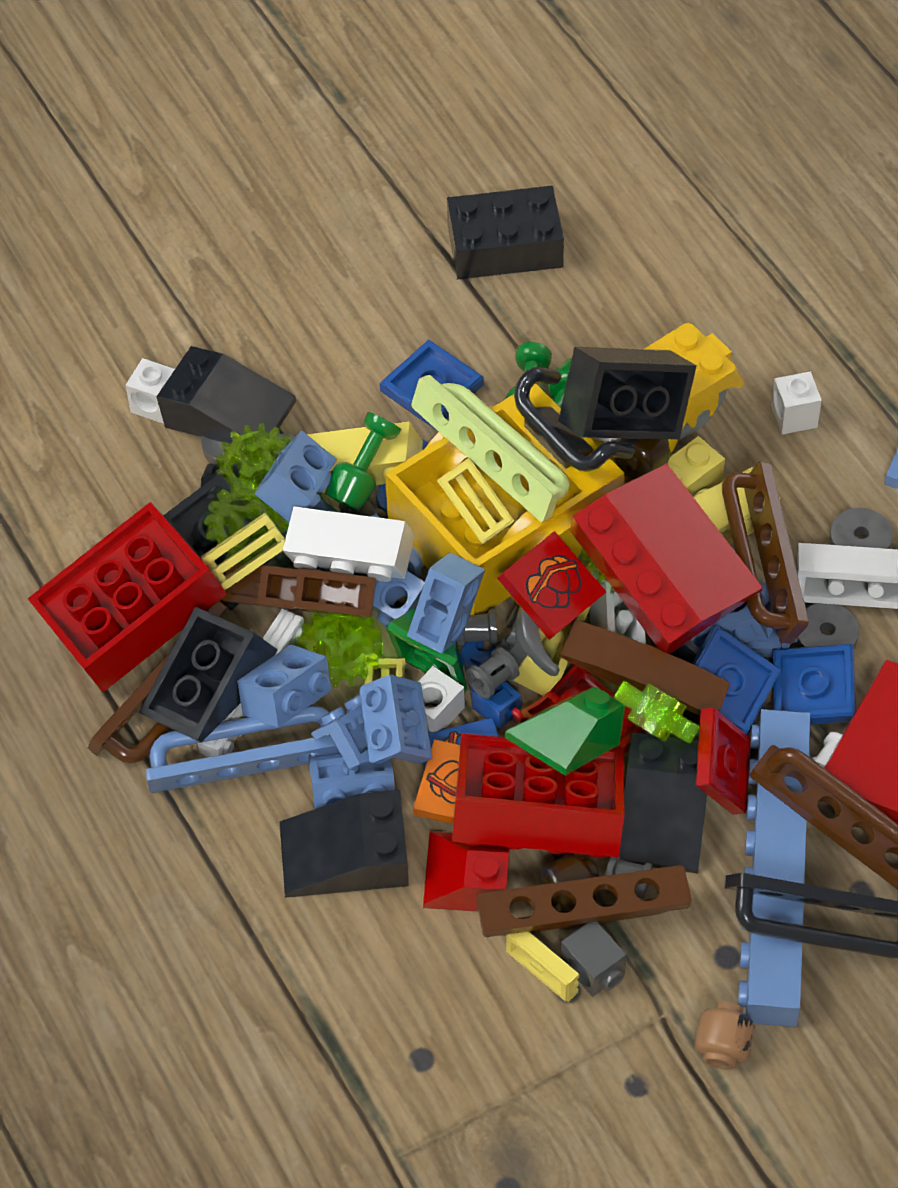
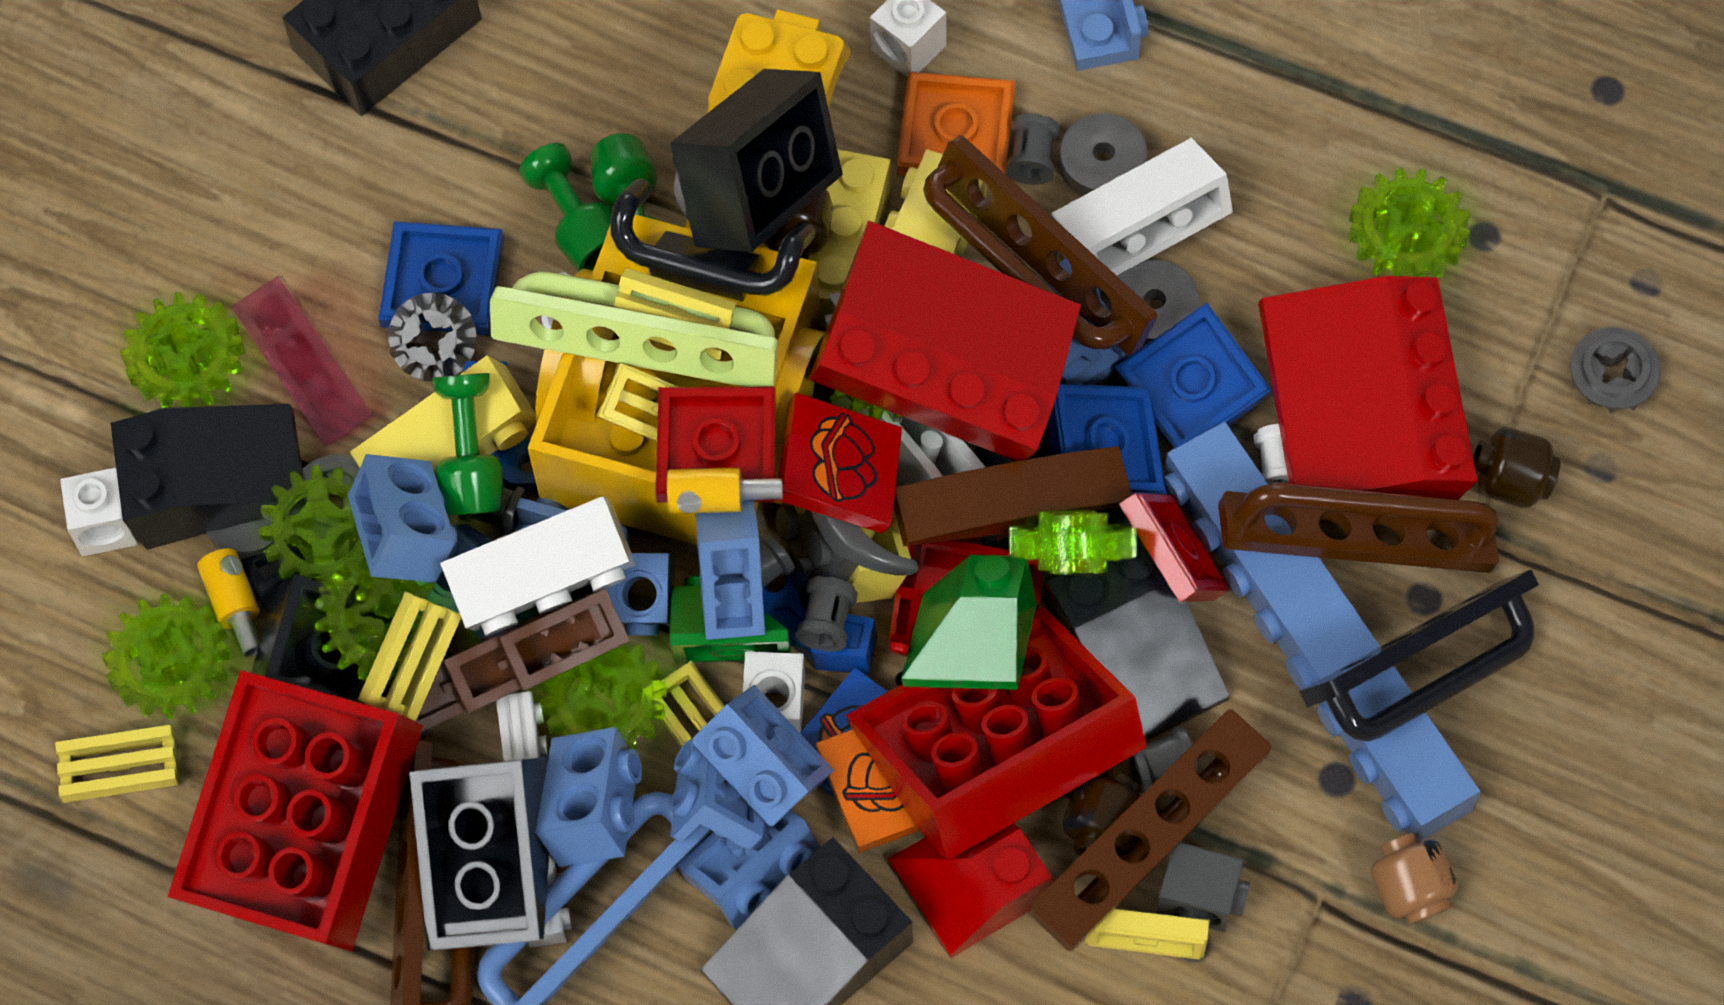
camera: 35 degrees left, 10 degrees up
(66, 518) = (113, 743): none -> light yellow tile
(125, 482) = (178, 676): none -> clear neon green gear
(188, 472) = (231, 596): none -> yellow piece
(262, 338) = (205, 356): none -> clear neon green gear
(320, 375) = (302, 359): none -> clear pink slope
(390, 395) = (443, 313): none -> flat silver gear
(462, 548) = (716, 490): none -> yellow piece
(488, 530) = (716, 431): none -> red tile
(506, 416) = (677, 294): none -> light yellow tile
(797, 469) = (951, 106): none -> orange tile
(819, 507) = (1032, 149): none -> dark grey bush

